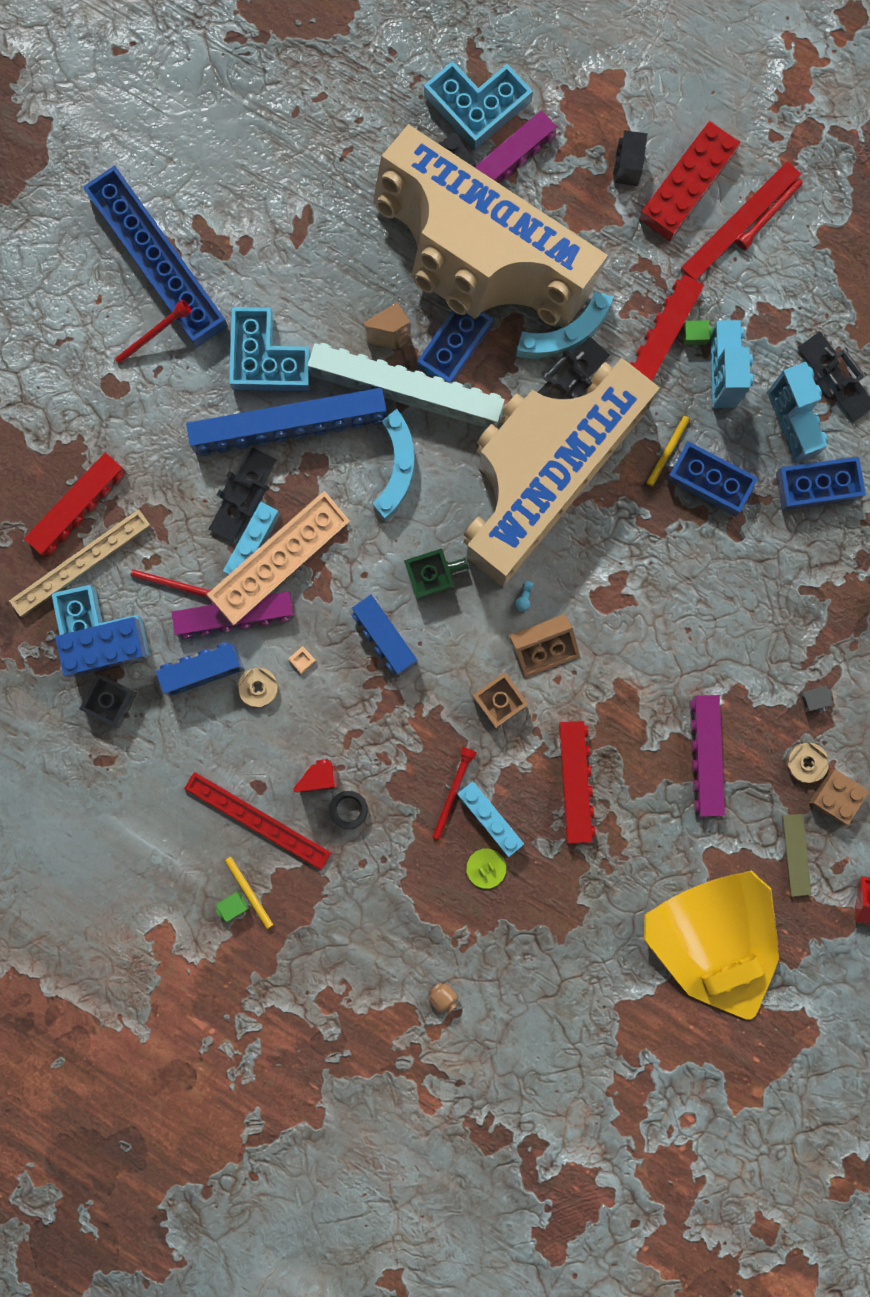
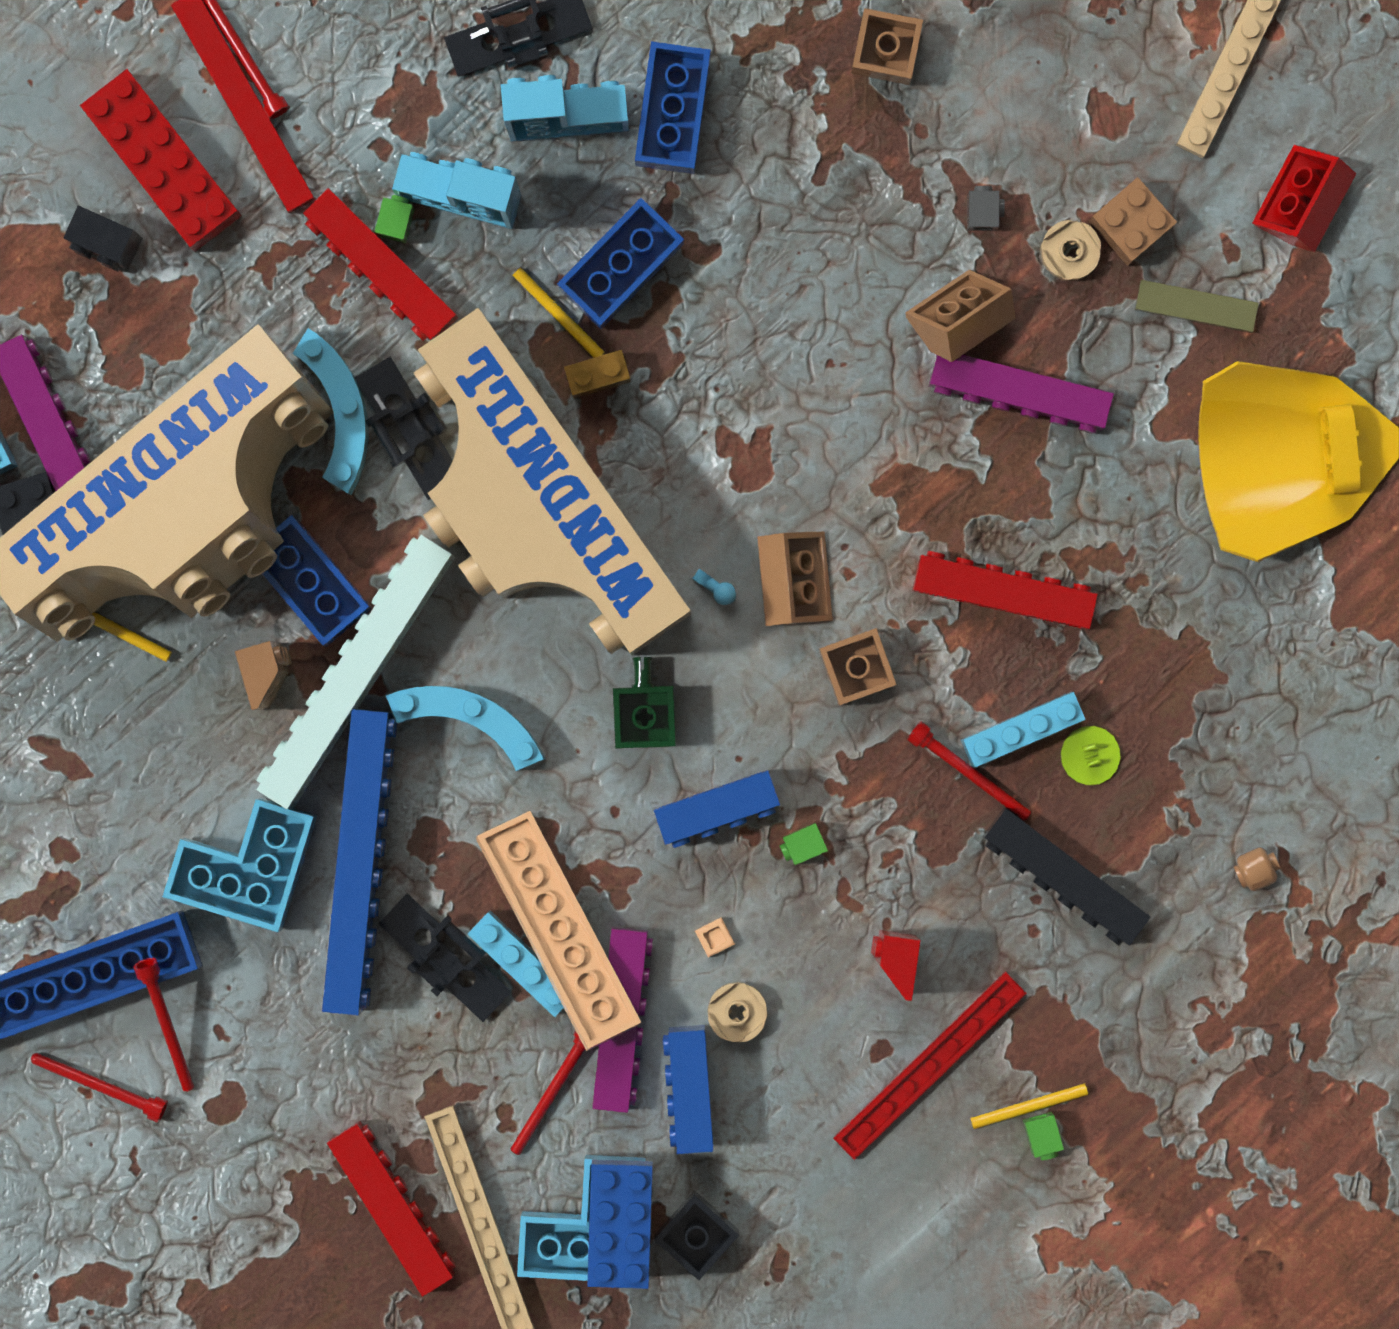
camera: 75 degrees left, 5 degrees up
(99, 342) = (151, 1107): none -> red piece
(348, 794) = (970, 942): black tyre -> none
(376, 698) = (803, 844): none -> bright green brick
(389, 246) = (131, 637): none -> yellow bar
(403, 874) = (1065, 876): none -> black brick
(637, 484) = (597, 374): none -> pearl gold brick
(745, 703) = (962, 314): none -> medium nougat slope

